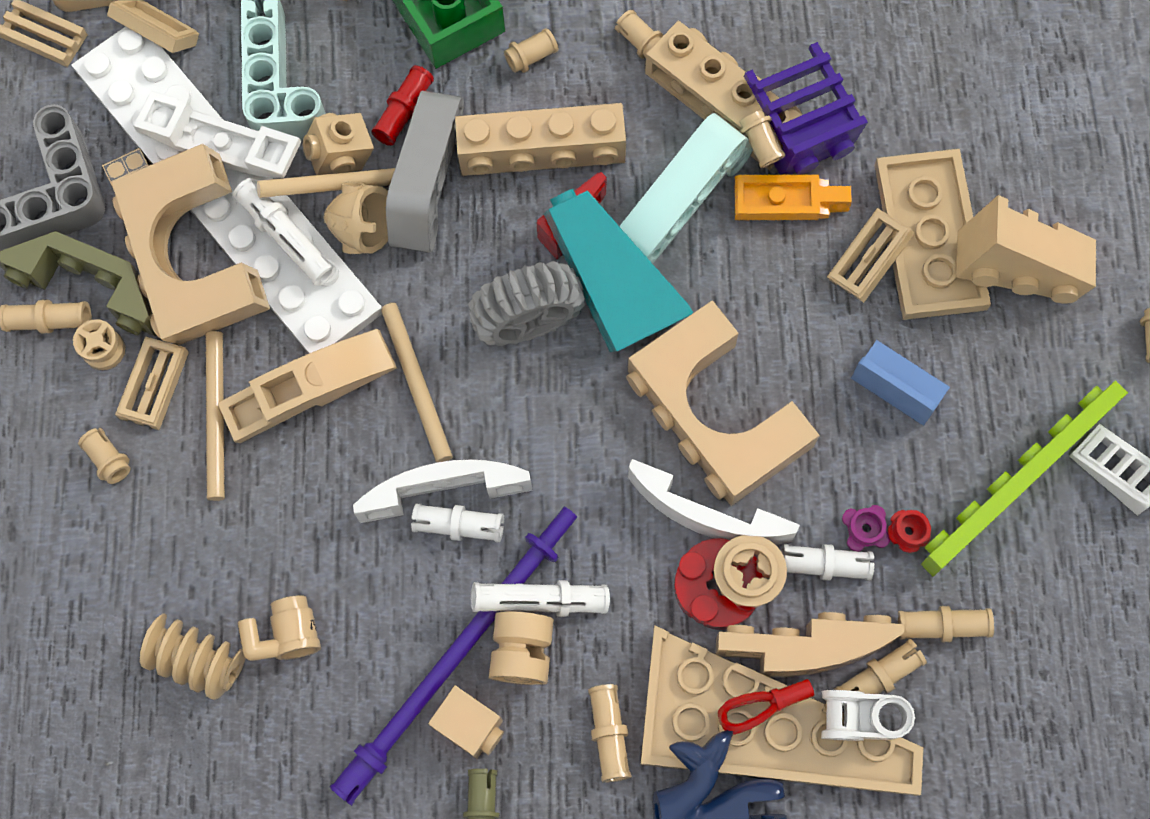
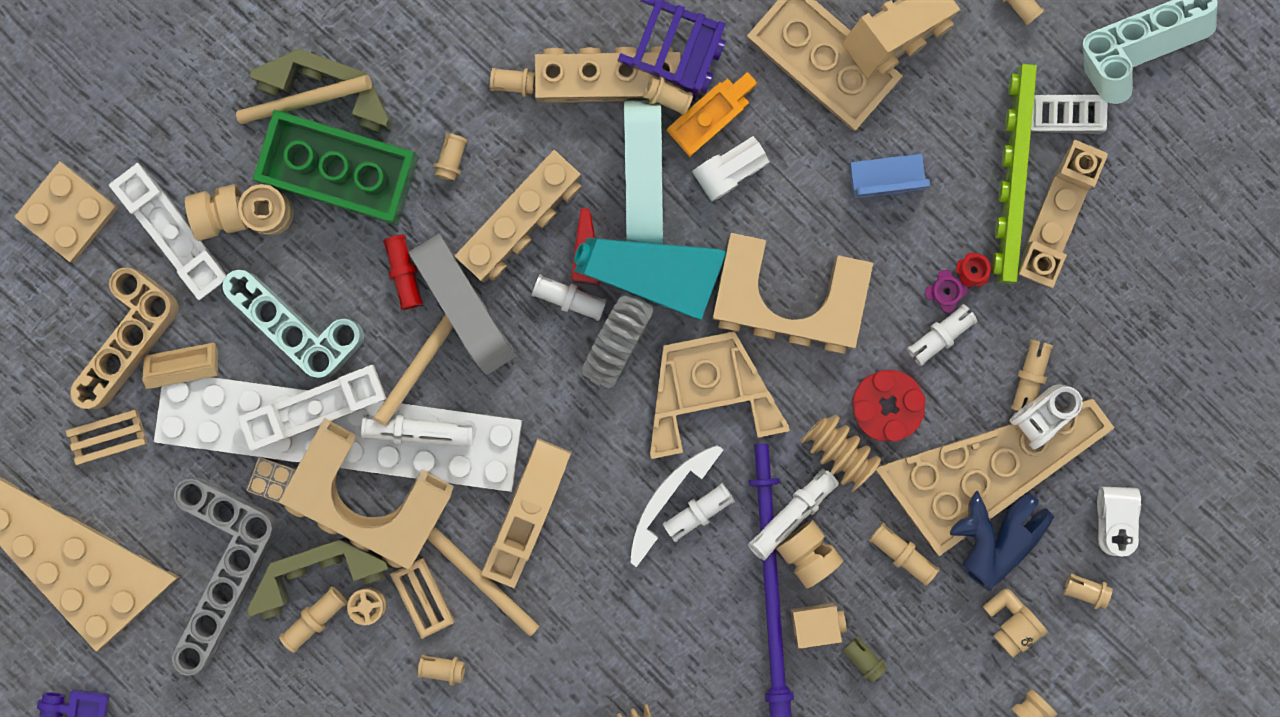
camera: 45 degrees left, 15 degrees up
(292, 632) = (661, 666): tan piece -> none
(337, 143) = (390, 340): tan brick -> none
(359, 218) = (453, 375): tan helmet -> none
(416, 383) = (588, 447): tan bar -> none
(519, 240) = (569, 297): none -> white pin
(574, 409) = (707, 376): none -> tan wing
(635, 579) = (841, 451): none -> tan piece
(655, 488) = (884, 351): white slope -> none
(751, 253) = (724, 172): none -> white piece
(770, 563) = (919, 393): tan gear -> none
(778, 701) = (987, 448): red piece -> none
(827, 645) = (986, 387): tan slope -> none
(883, 263) = (798, 78): tan tile -> none
(947, 623) = (1043, 310): tan pin -> none
(1041, 546) = (1058, 213): none -> tan slope

